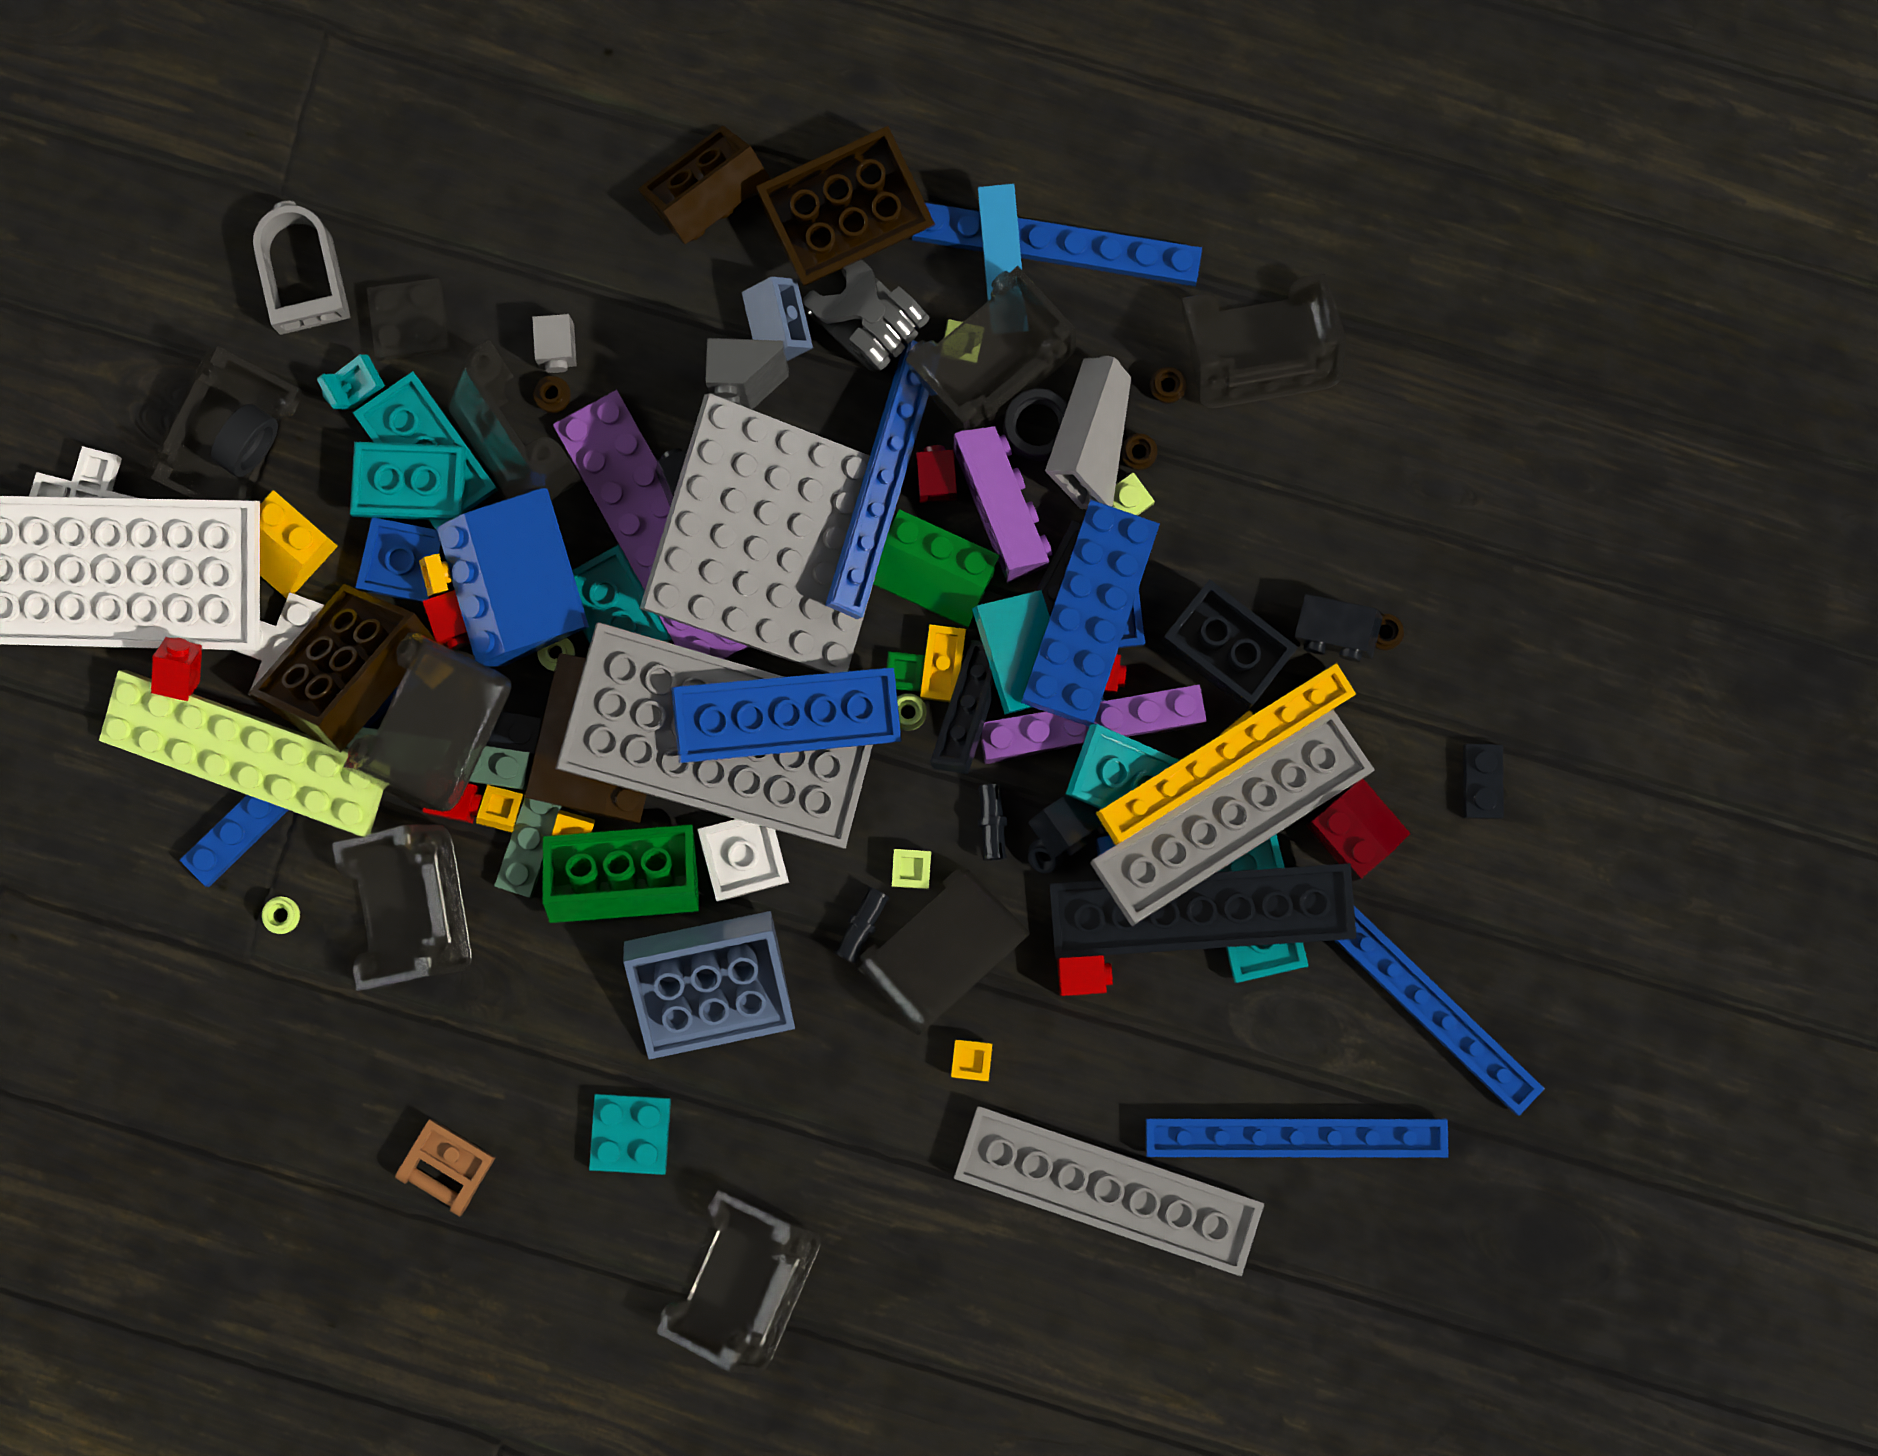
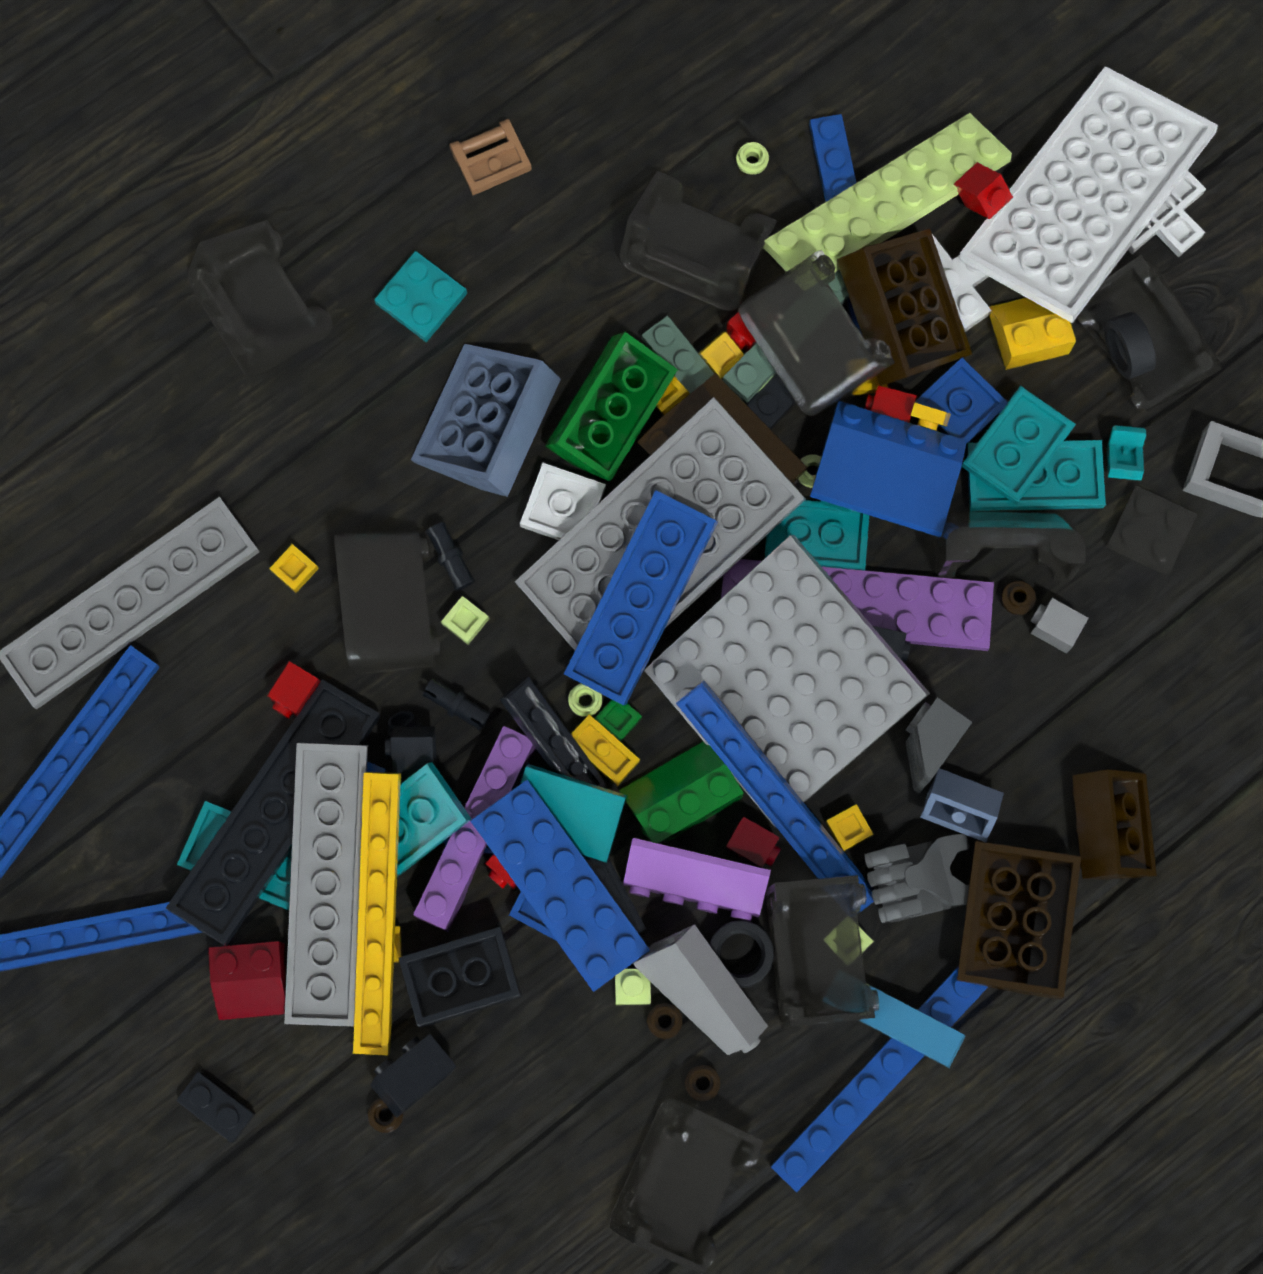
camera: 130 degrees right, 5 degrees down
(863, 405) = (849, 828): none -> yellow plate

